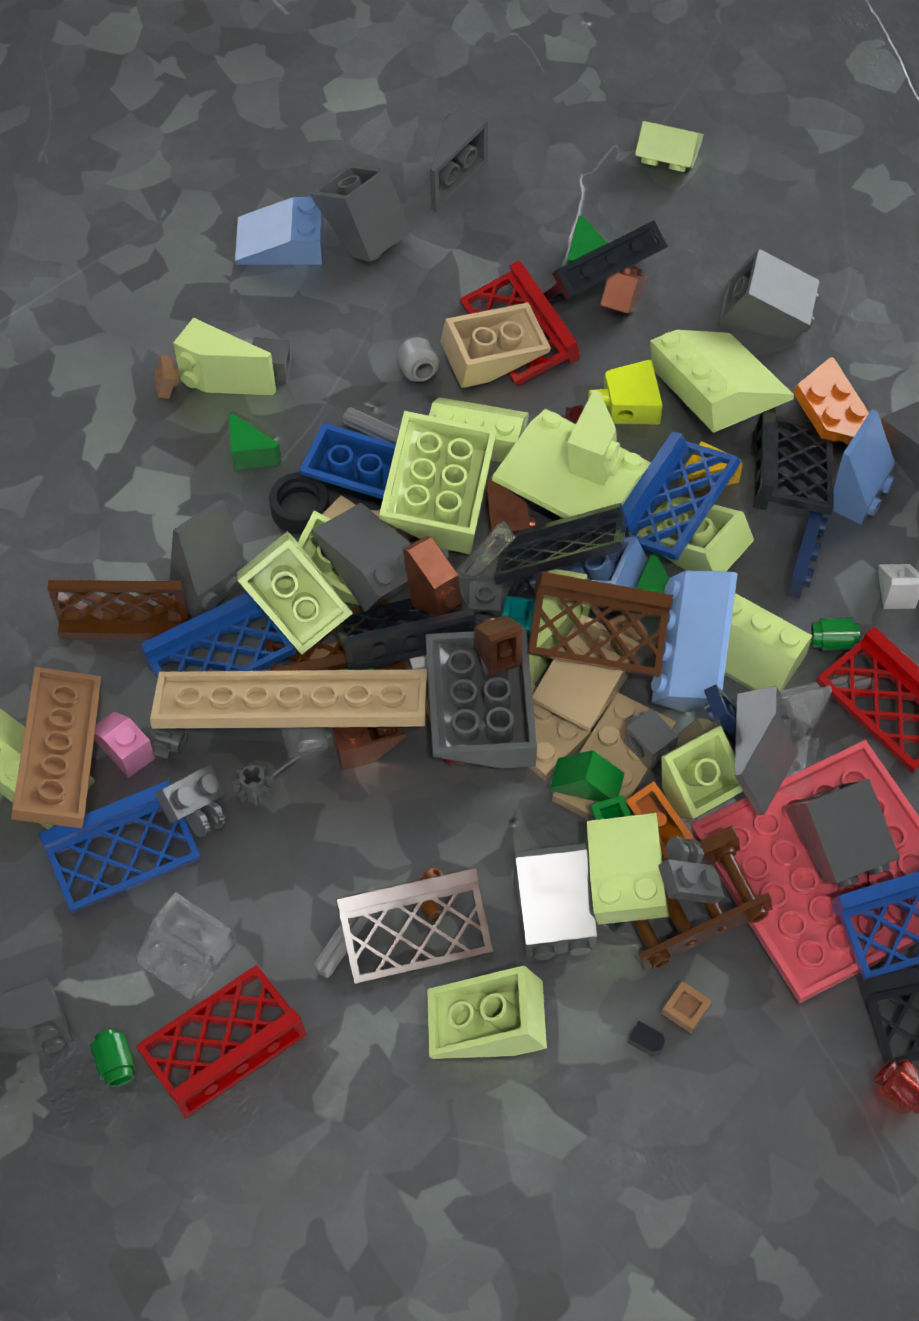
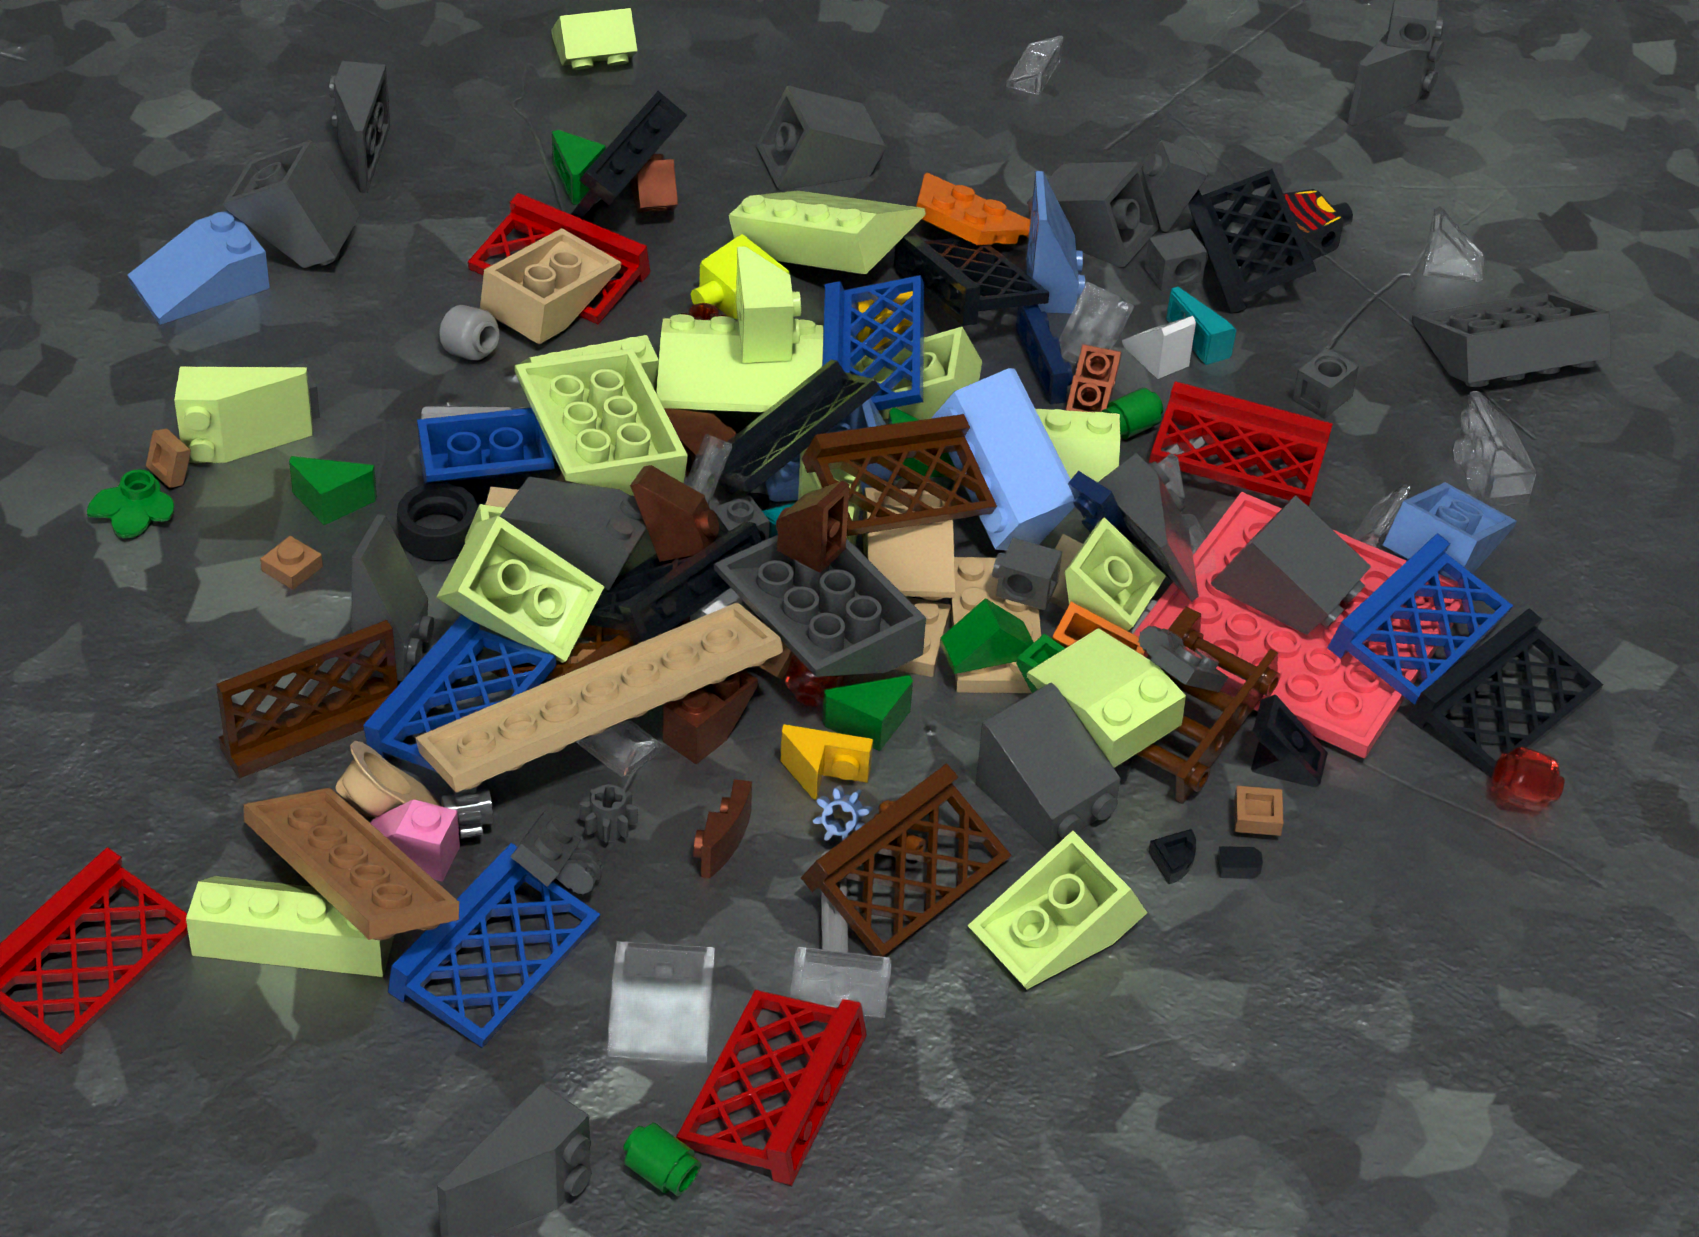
camera: 35 degrees left, 15 degrees down
(124, 403) = (132, 504): none -> green plate
(128, 691) = (376, 785): none -> tan piece
(192, 491) = (291, 562): none -> medium nougat plate
(311, 839) = (724, 829): none -> copper slope
(312, 990) = (831, 976): none -> clear slope
(398, 863) = (849, 803): none -> medium blue gear
(415, 807) = (819, 753): none -> yellow slope
(476, 791) = (869, 708): none -> green slope
(607, 1009) = (1174, 854): none -> black tile
(743, 967) = (1286, 746): none -> black slope
(826, 594) = (1093, 379): none -> copper slope
(859, 545) = (1094, 321): none -> clear slope

